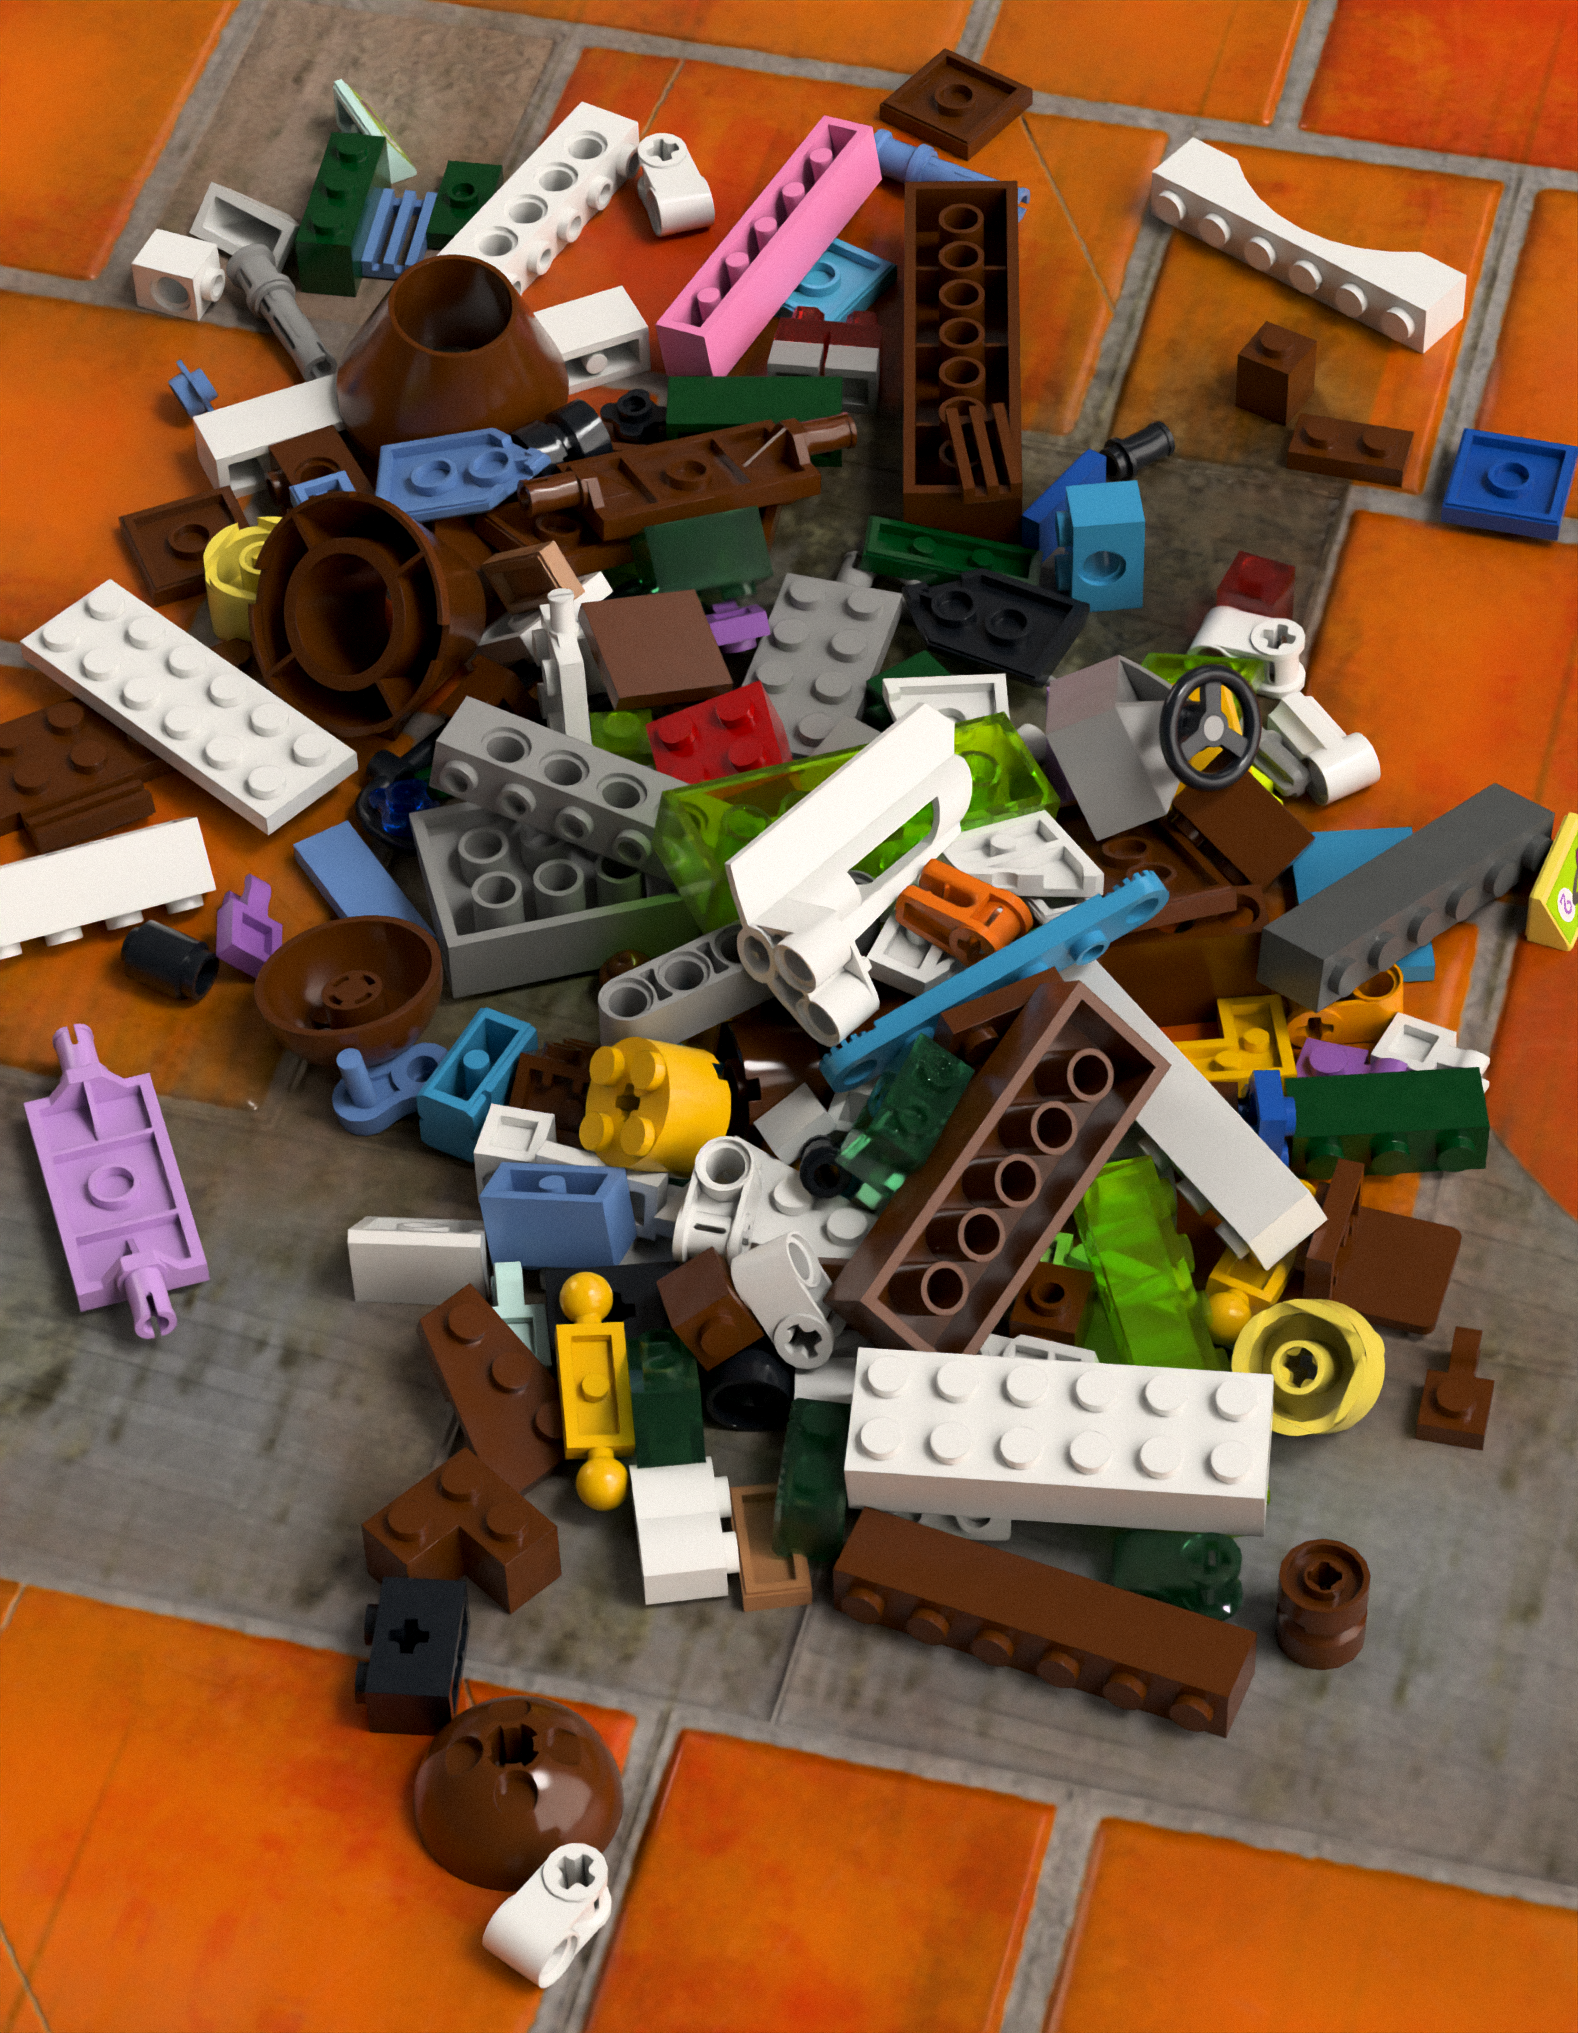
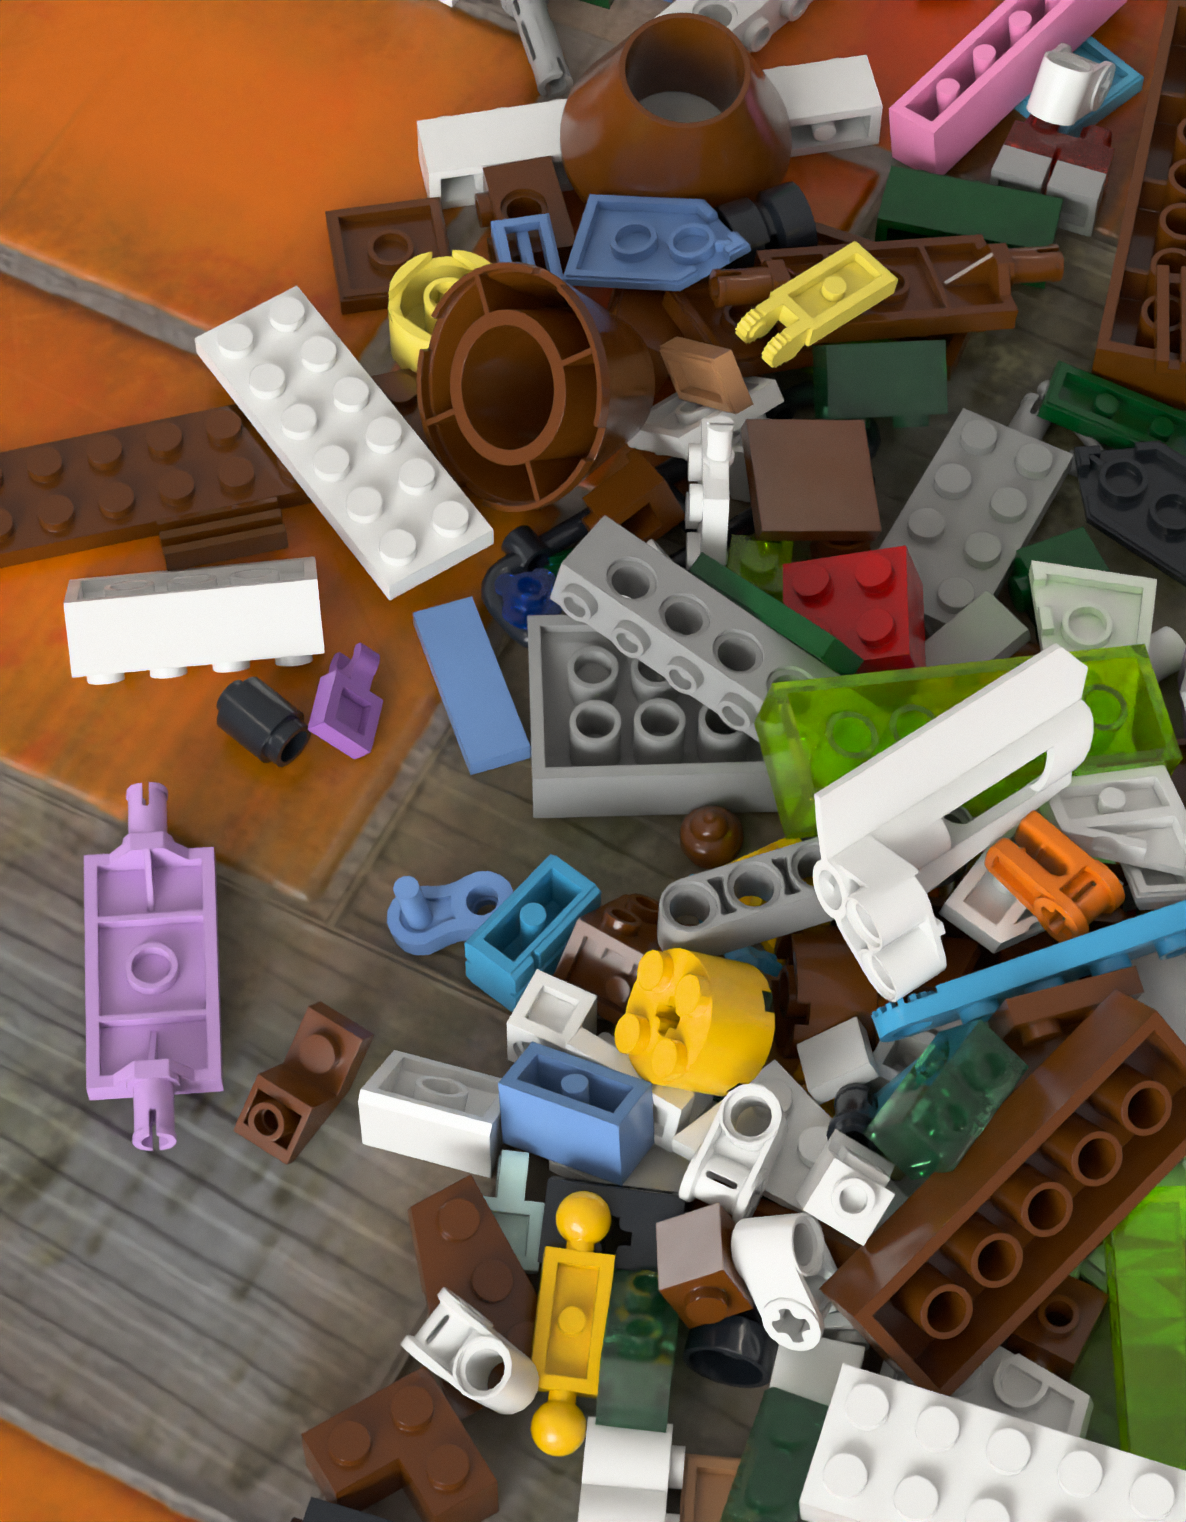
camera: 10 degrees right, 10 degrees up
(193, 390) = (427, 87): medium blue plate -> none
(296, 1250) = (303, 1091): none -> reddish brown slope
(351, 986) = (428, 801): reddish brown piece -> none
(501, 1423) = (464, 1350): none -> white piece
(626, 491) = (818, 302): none -> light yellow hinge
(634, 417) = (850, 196): black plate -> none
(668, 759) = (777, 616): none -> dark green tile
(737, 627) = (899, 461): medium lavender plate -> none
(826, 278) = (1069, 86): none -> white piece
(830, 1209) = (847, 1187): none -> white window

